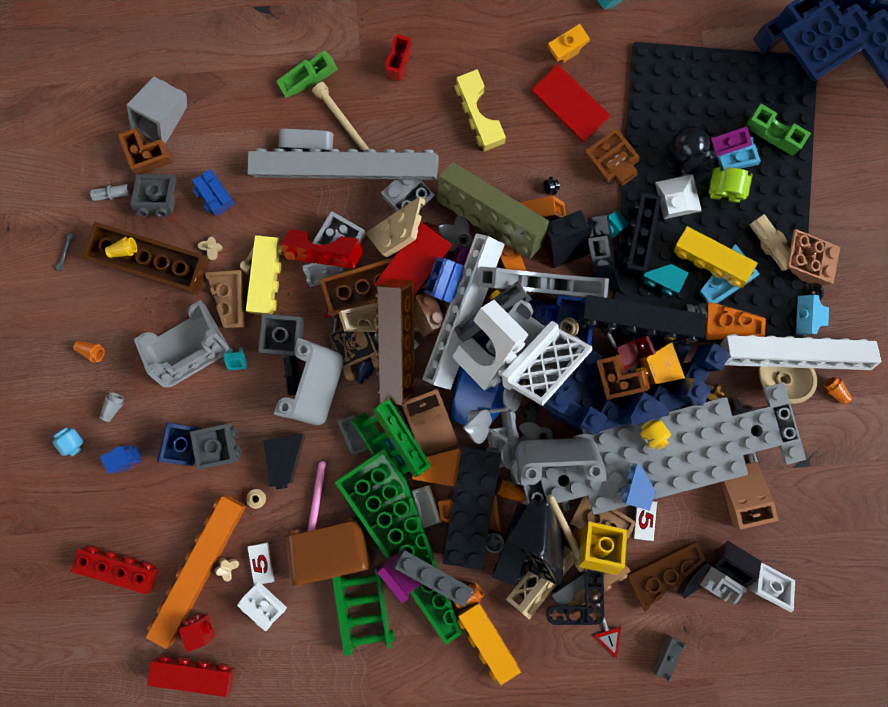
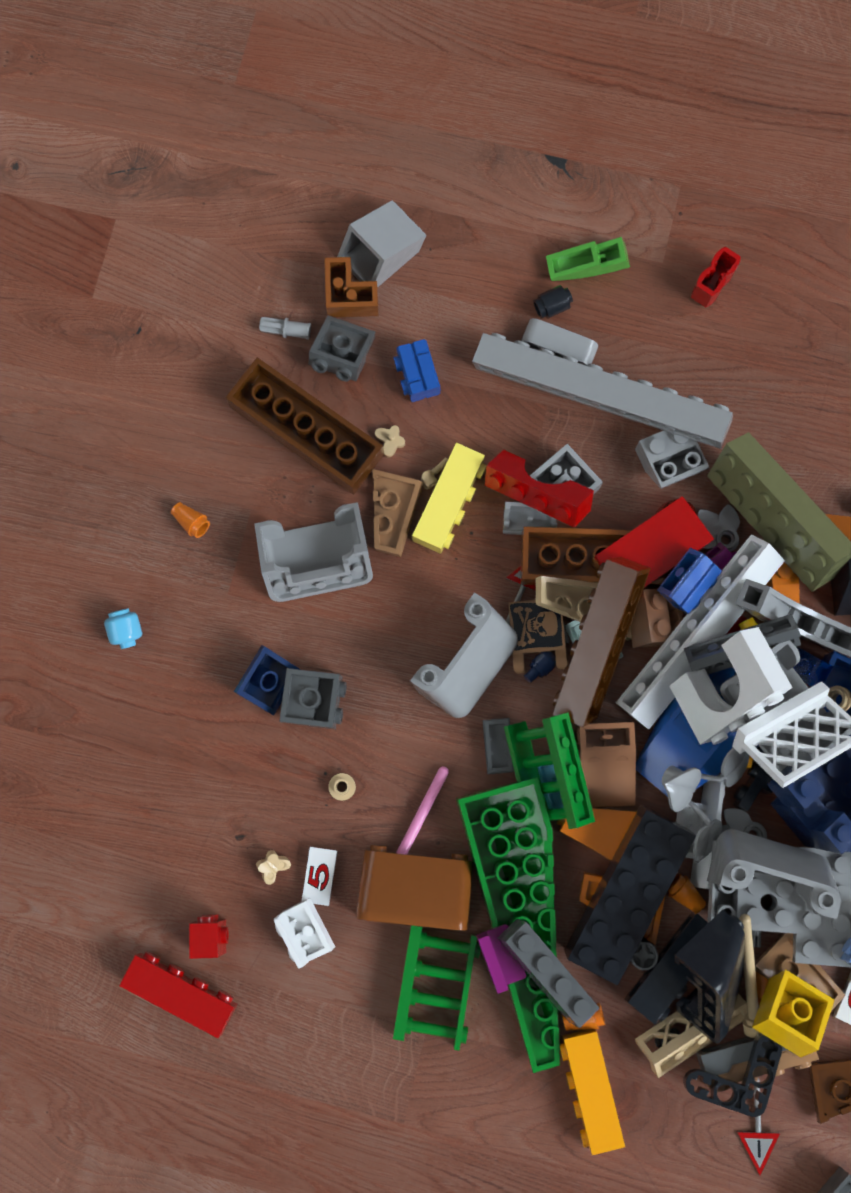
camera: 20 degrees right, 5 degrees down
(59, 266) = (188, 399): dark grey hinge -> none
(111, 406) = (194, 600): light grey cone -> none
(114, 569) = (126, 816): red brick -> none
(121, 458) = (187, 673): blue brick -> none
(123, 247) = (283, 402): yellow cone -> none
(196, 571) = (231, 856): orange brick -> none
(235, 360) = (375, 595): teal tile -> none
(280, 334) = (447, 583): dark grey brick -> none
(282, 459) = (395, 745): black slope -> none
(291, 112) = (553, 302): none -> black brick
(291, 375) = (441, 639): black axle -> none
(321, 91) = (600, 288): tan piece -> none
(397, 229) = (647, 495): tan wing -> none
(426, 506) = (566, 875): white tile -> none
(488, 131) = (803, 410): light yellow arch -> none

